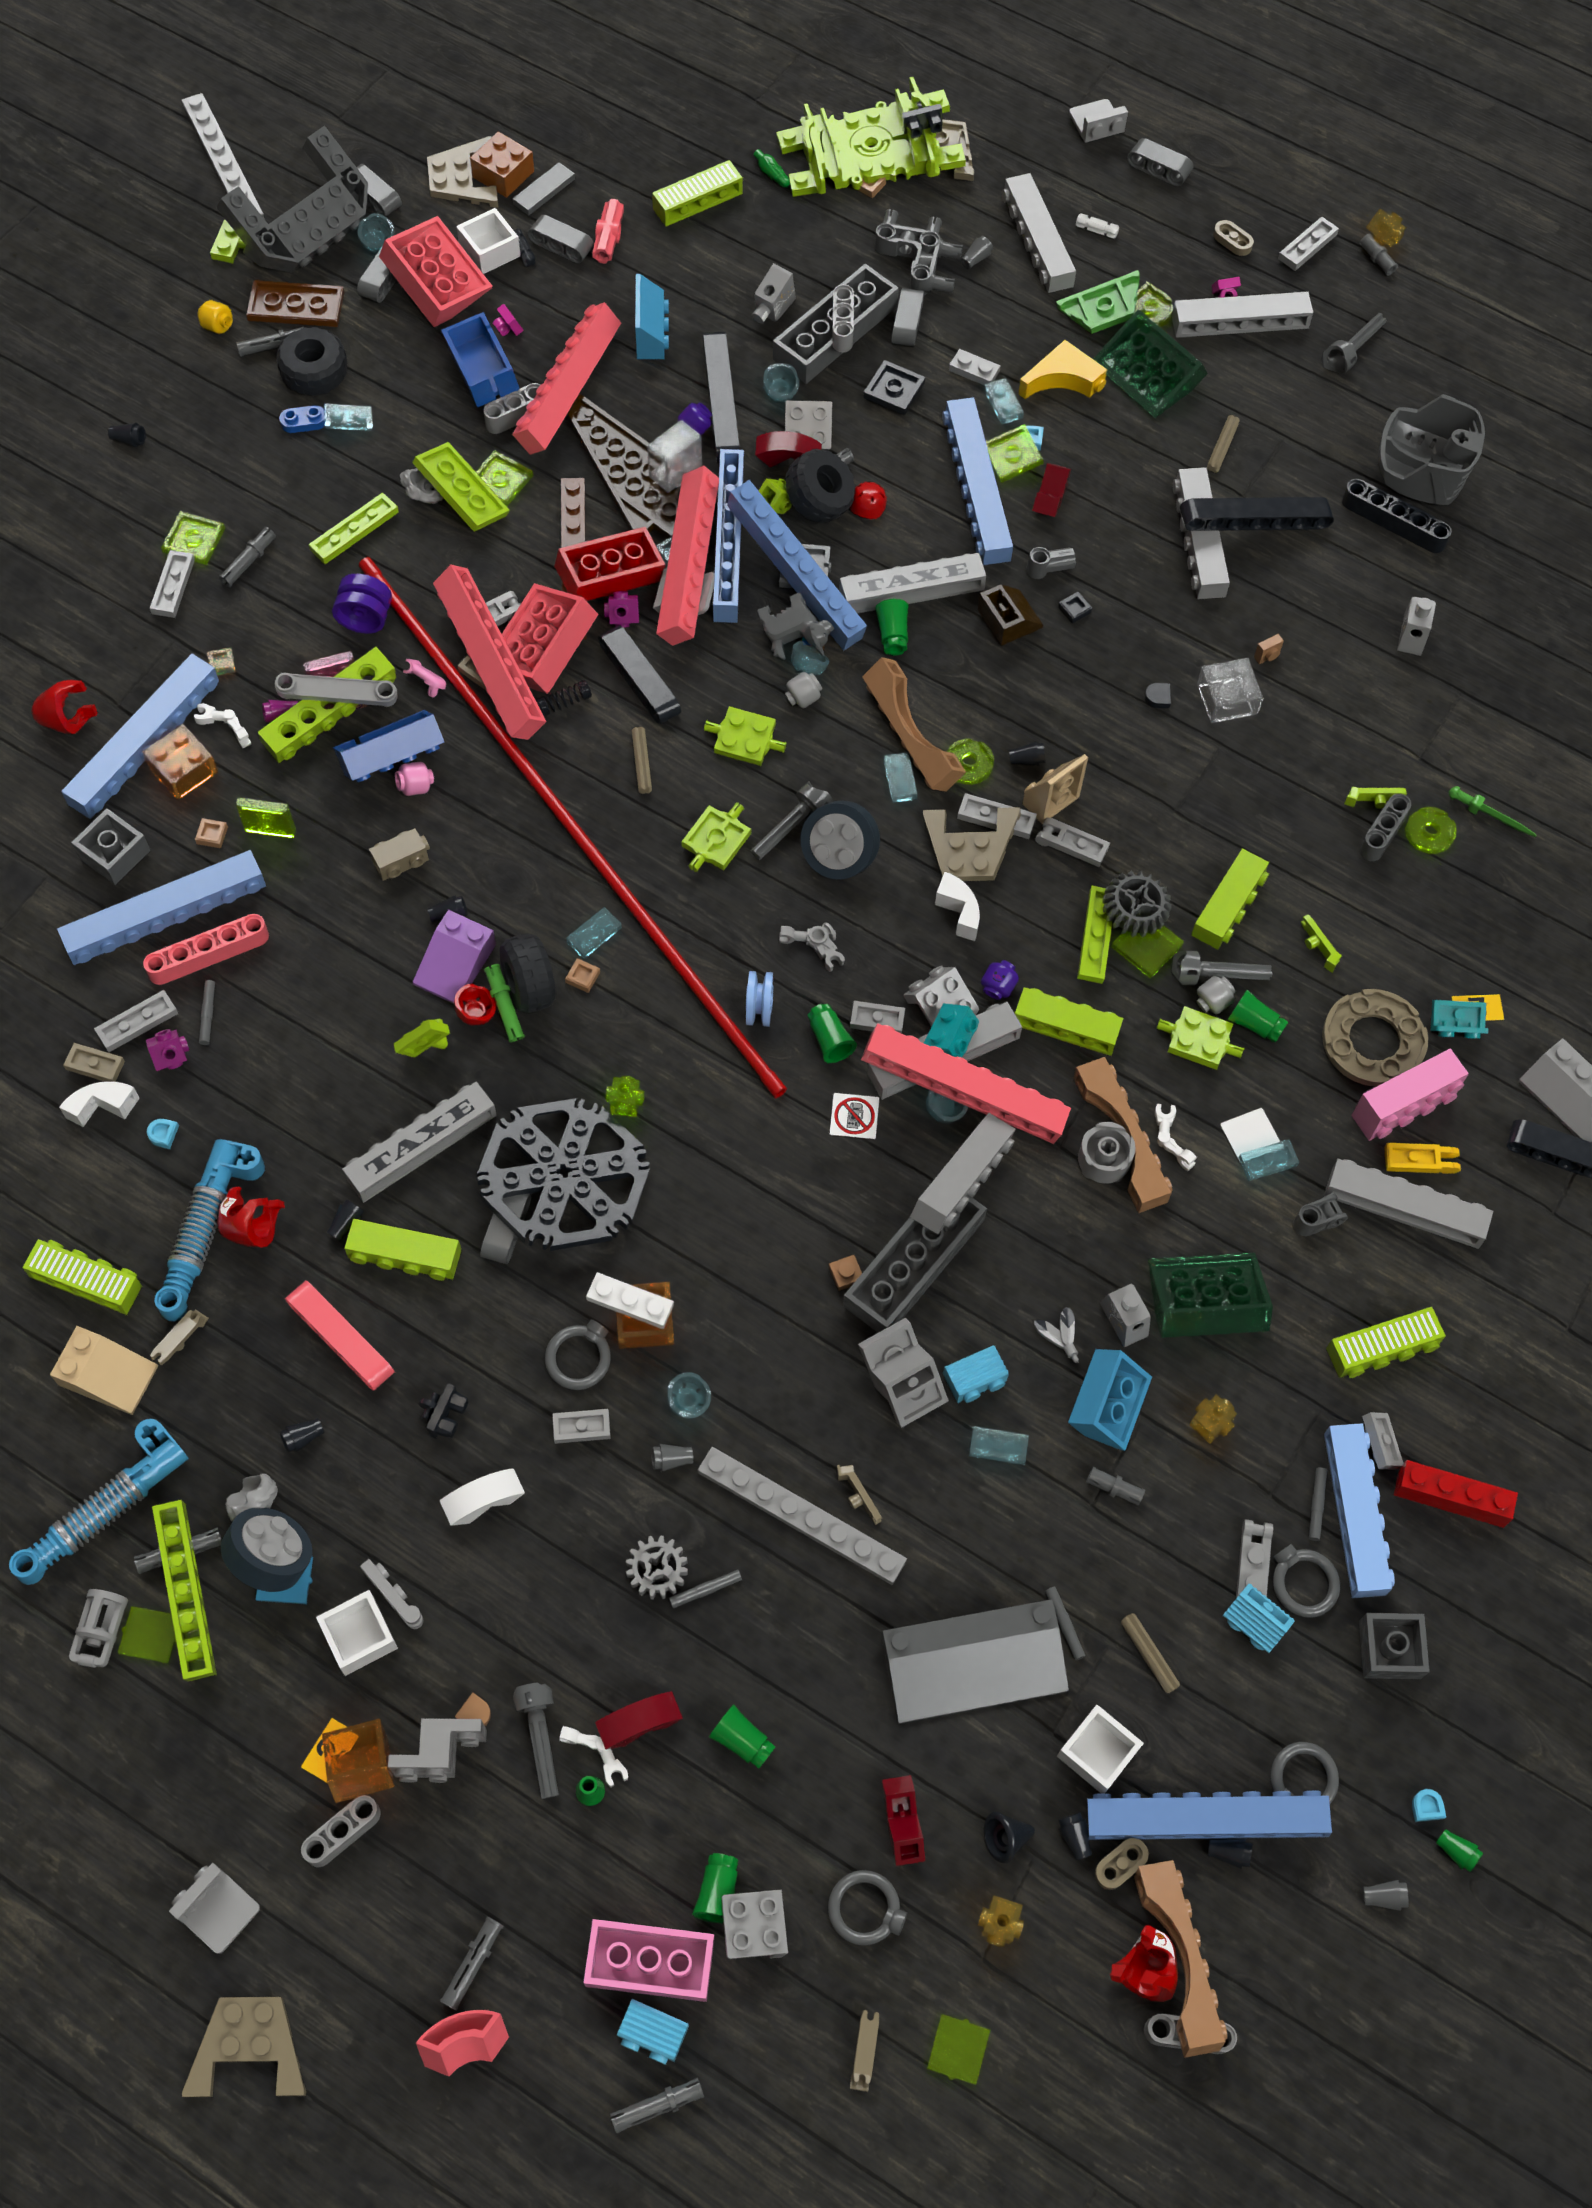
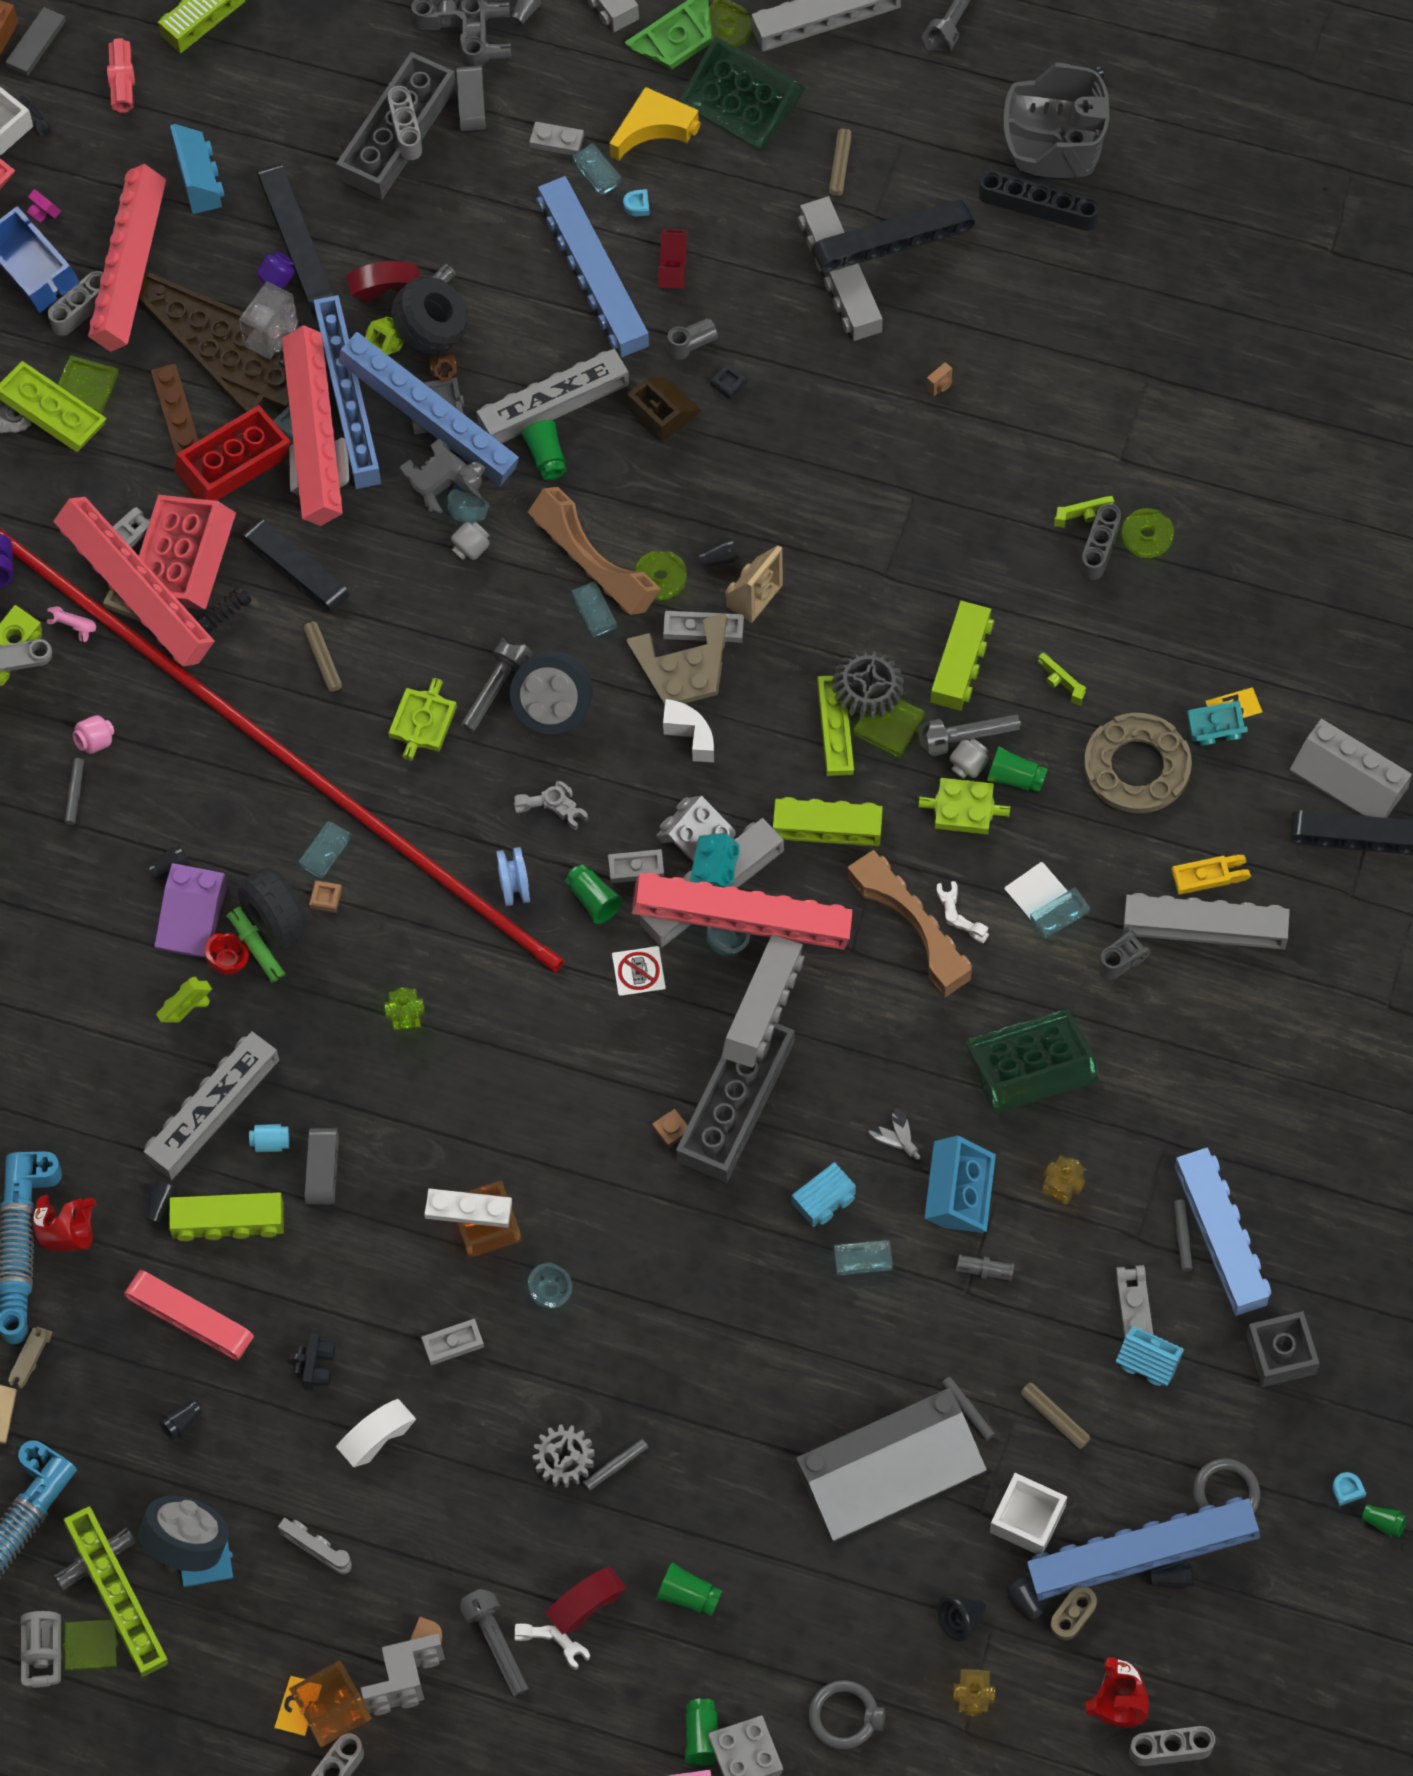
camera: 10 degrees left, 0 degrees up
(256, 1493) = (153, 1484): light grey hair -> none
(357, 1632) = (293, 1589): white piece -> none
(383, 823) = (74, 791): none -> dark grey piece
(389, 745) = (59, 706): piece -> none
(399, 854) = (103, 817): brick -> none
(463, 1186) = (269, 1138): none -> medium azure brick
(546, 1178) = (364, 1119): plate -> none
(560, 238) = (71, 96): dark grey beam -> none
(591, 1797) = (559, 1681): green cone -> none
(594, 1333) = (438, 1249): dark grey piece -> none
(626, 601) = (258, 499): magenta brick -> none
(669, 1456) = (546, 1349): dark grey cone -> none
(745, 736) = (422, 604): lime plate -> none
(774, 294) = (321, 109): light grey torso -> none
(780, 389) = (355, 213): clear light blue helmet -> none
(802, 1515) = (689, 1372): light grey plate -> none
(810, 419) = (398, 242): light grey bracket -> none
(821, 534) = (443, 367): none -> reddish brown piece
(861, 1496) = (742, 1340): dark tan piece -> none
(871, 500) = (482, 308): red helmet -> none
(894, 387) = (477, 182): plate -> none
(903, 1372) = (753, 1210): light grey bracket -> none
(903, 1820) = (859, 1626): dark red brick -> none
(999, 980) = (749, 797): dark purple head -> none
(1013, 453) = (622, 226): clear neon green tile -> none
(1073, 841) = (787, 634): light grey plate -> none
(1102, 1166) = (902, 959): light grey brick -> none
(1125, 1311) = (953, 1096): light grey torso -> none
(1158, 695) = (838, 456): tile -> none
(1162, 1896) = (1118, 1631): medium nougat arch -> none
(1229, 690) = (909, 434): clear brick -> none
(1289, 1557) = (1165, 1293): dark grey piece -> none
(1383, 1441) = (1231, 1159): light grey plate -> none
(1386, 1342) = (1213, 1064): lime brick -> none
(1387, 1895) = (1326, 1577): dark grey cone -> none
(1409, 1095) = (1183, 813): bright pink brick -> none
(1417, 616) = (1085, 311): light grey torso -> none
(1455, 1494) = (1311, 1192): red brick -> none
(1476, 803) = (1187, 494): bright green sword -> none

